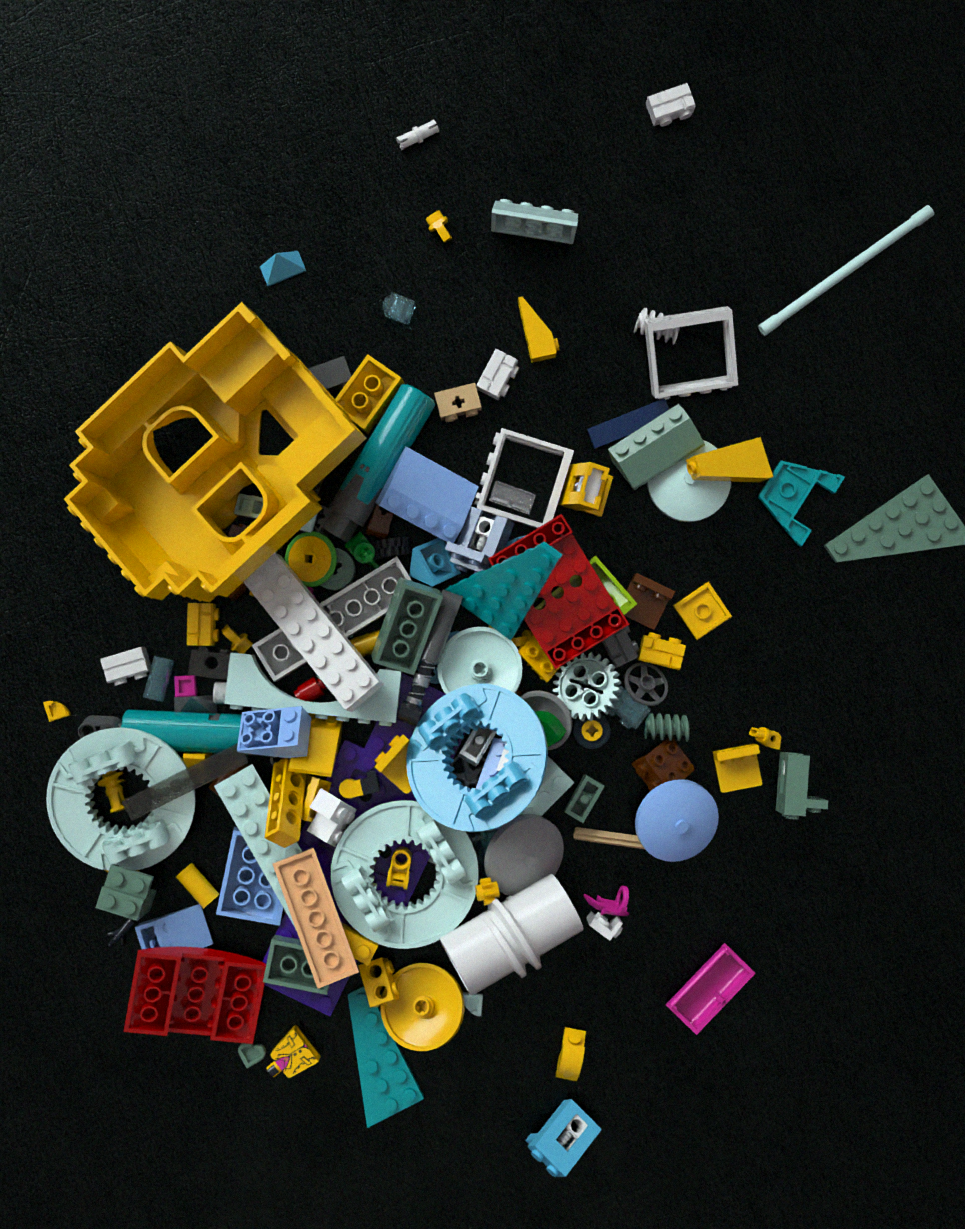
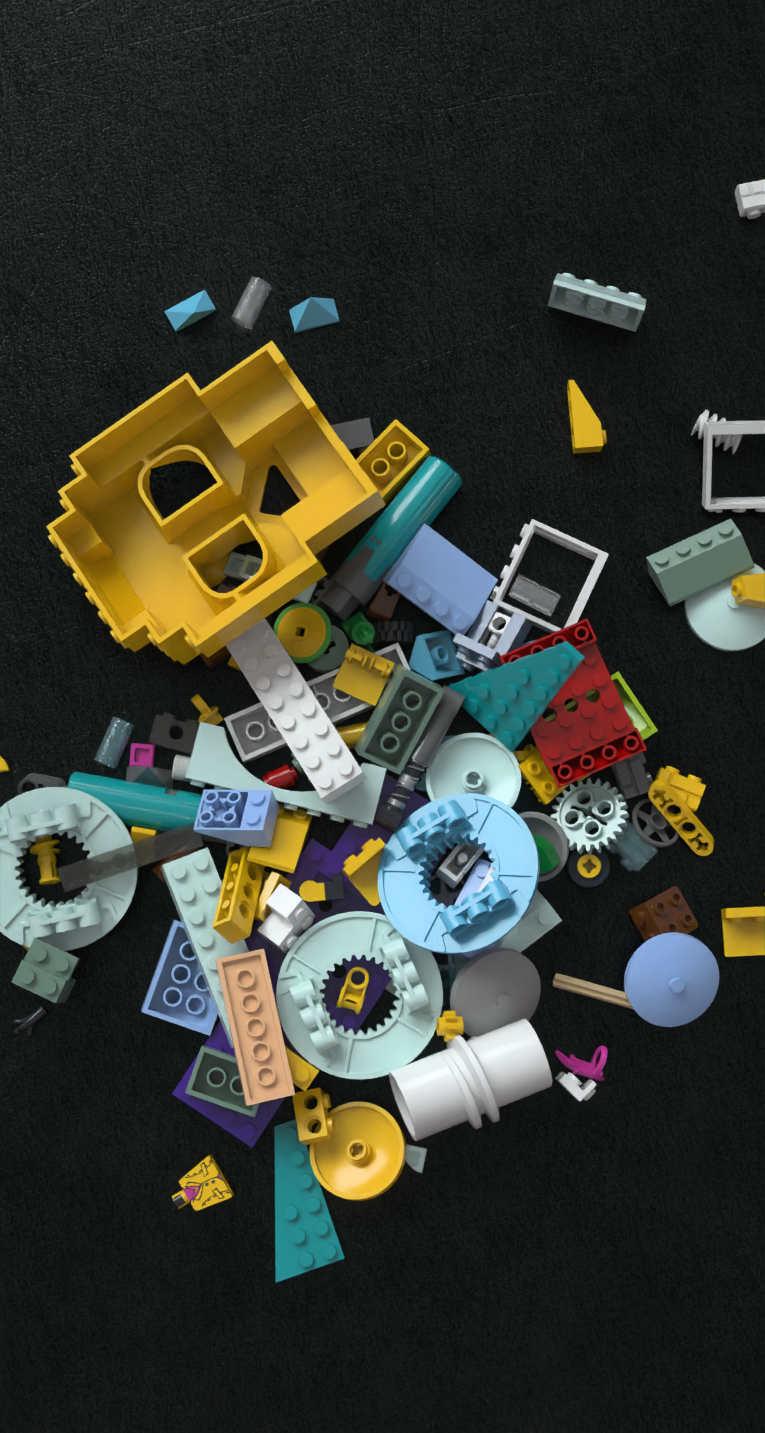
camera: 10 degrees right, 5 degrees down
(126, 665) = (80, 723): white brick -> none
(171, 279) = (190, 310): none -> medium azure slope
(179, 928) = (90, 1031): light blue slope -> none
(195, 993) = (106, 1099): red slope -> none
(197, 885) = (123, 979): yellow pin -> none
(202, 624) = (170, 689): yellow brick -> none
(224, 264) = (251, 302): none -> clear pin
(251, 1053) = (156, 1179): sand green tile -> none
(369, 590) = (363, 674): none -> yellow hinge
(398, 308) = (435, 374): clear light blue brick -> none
(417, 134) = (481, 192): white pin -> none
(436, 222) = (490, 287): yellow piece -> none
(446, 400) = (497, 477): tan brick -> none
(497, 374) = (534, 460): white brick -> none
(550, 1151) = (482, 1336): medium azure brick -> none
(571, 1054) = (518, 1230): yellow brick -> none
(583, 798) = (570, 940): sand green brick -> none
(586, 488) = (617, 596): yellow brick -> none
(625, 424) = (668, 534): dark blue tile -> none
(650, 600) = (673, 729): reddish brown bracket -> none
(667, 726) = (673, 873): sand green piece -> none
(670, 675) = (680, 818): none -> yellow beam
(702, 610) = (729, 750): yellow plate -> none
(710, 988) = (686, 1176): dark pink container -> none

